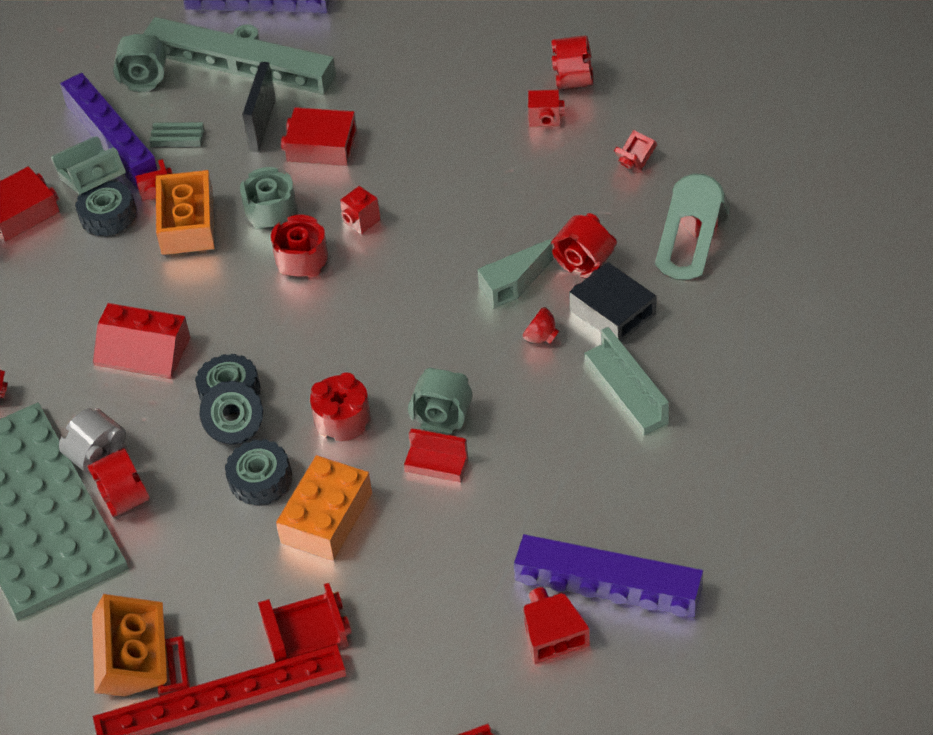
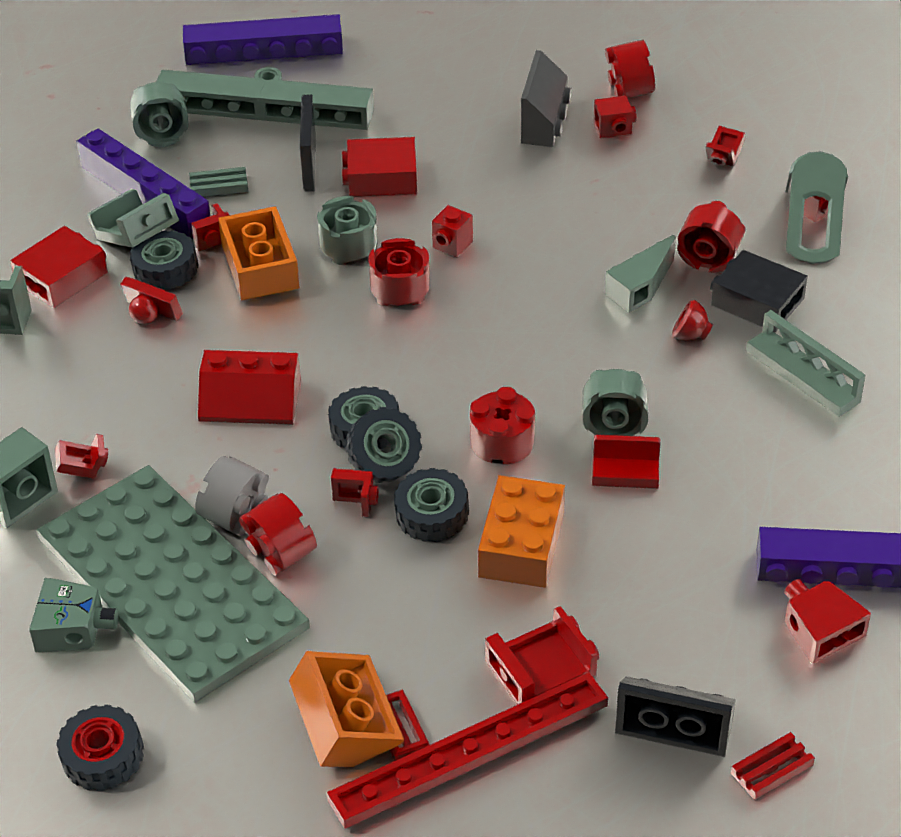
camera: 15 degrees left, 5 degrees down
(81, 248) = (149, 301): none -> red tile
(199, 446) = (355, 487): none -> red bracket
(393, 692) = (674, 715): none -> black slope
(482, 86) = (544, 102): none -> dark grey slope

